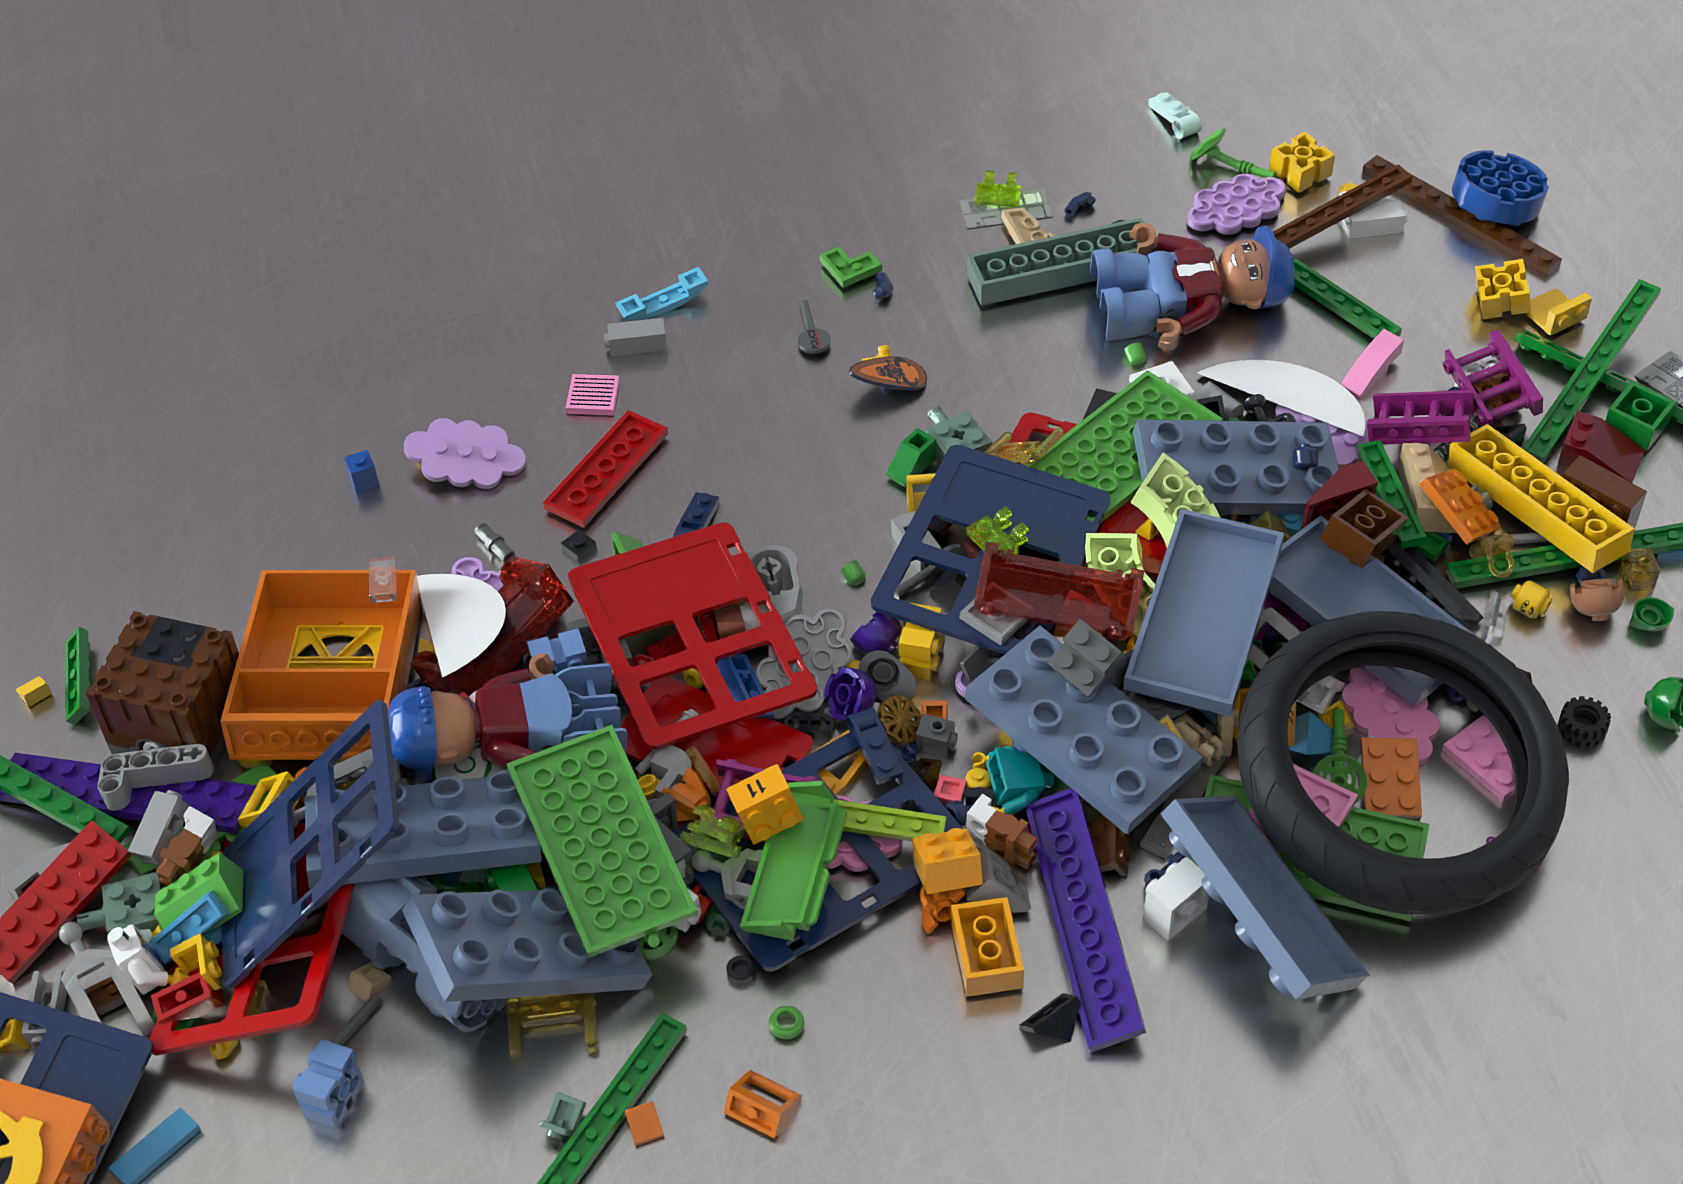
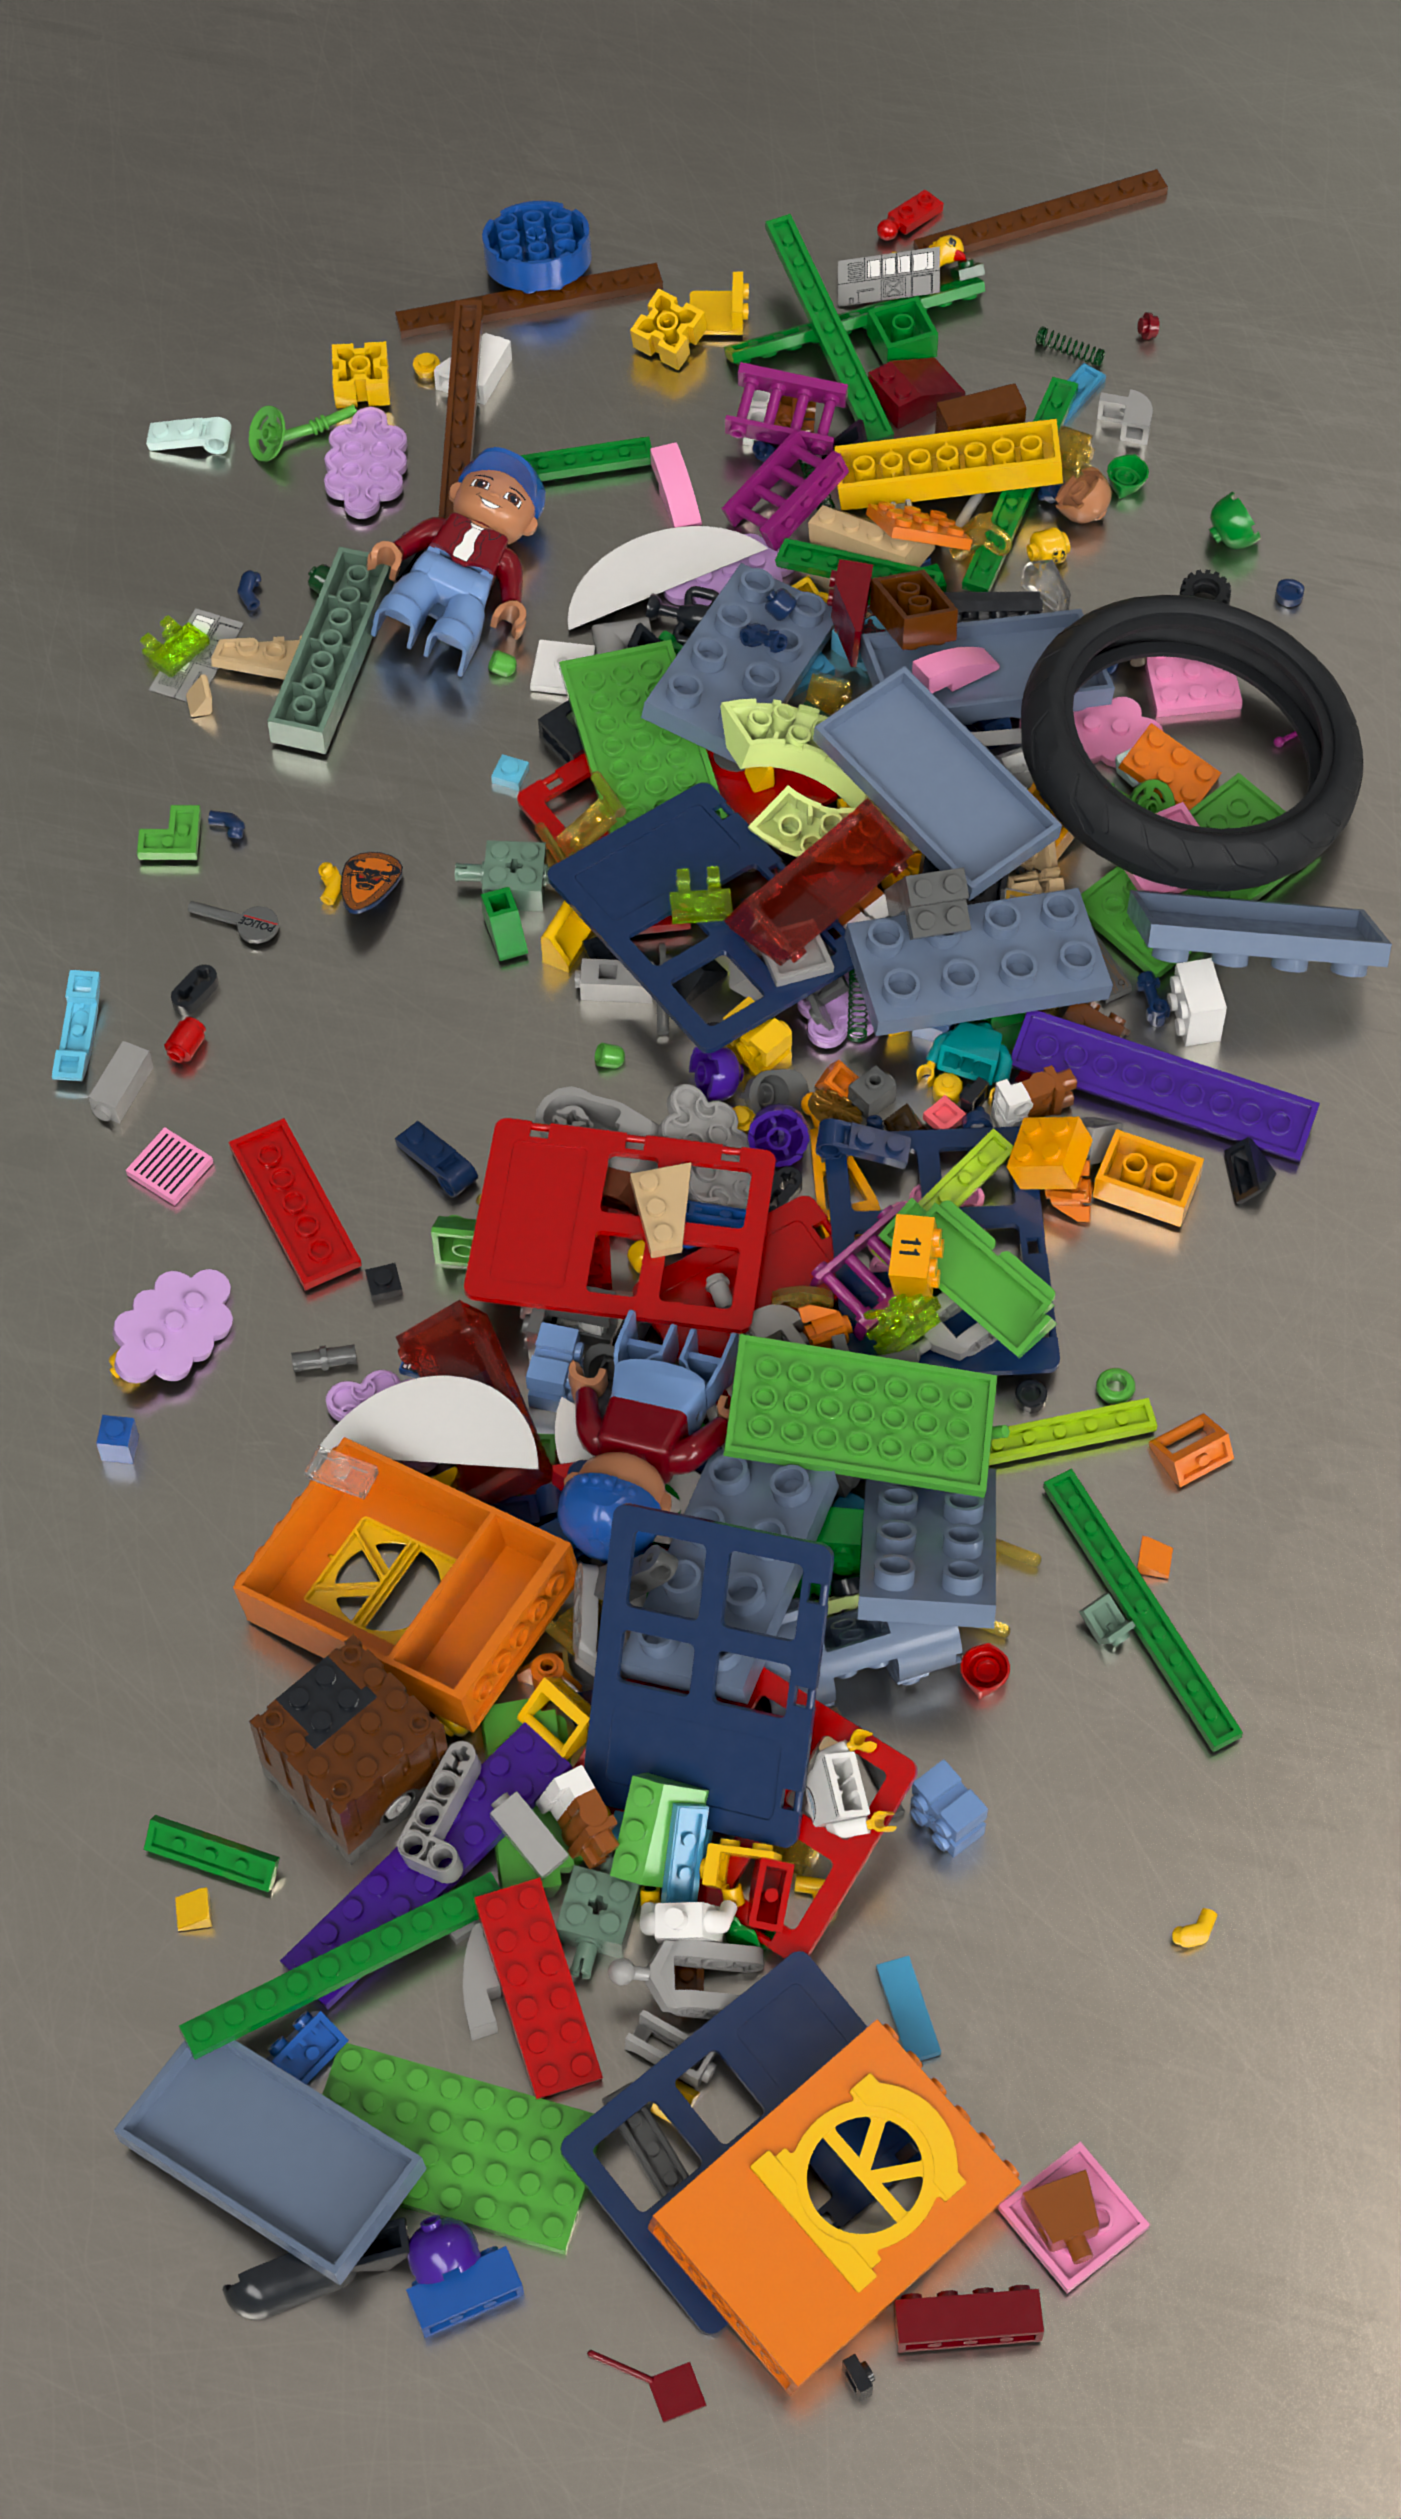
camera: 60 degrees left, 10 degrees up
(267, 982) = (837, 1791): none -> white torso
(472, 1054) = (985, 1669): none -> red hat
(693, 350) = (185, 1040): none -> red brick
(717, 643) = (662, 1206): none -> tan wing
(717, 1004) = (1074, 1430): none -> lime plate
(739, 337) = (198, 991): none -> black beam
(971, 225) = (200, 697): none -> tan slope
(1048, 403) = (510, 772): none -> medium azure plate
(1259, 457) = (757, 634): none -> dark blue bar
(1340, 582) = (953, 668): none -> bright pink slope
(1645, 777) = (1289, 592): none -> dark blue tile

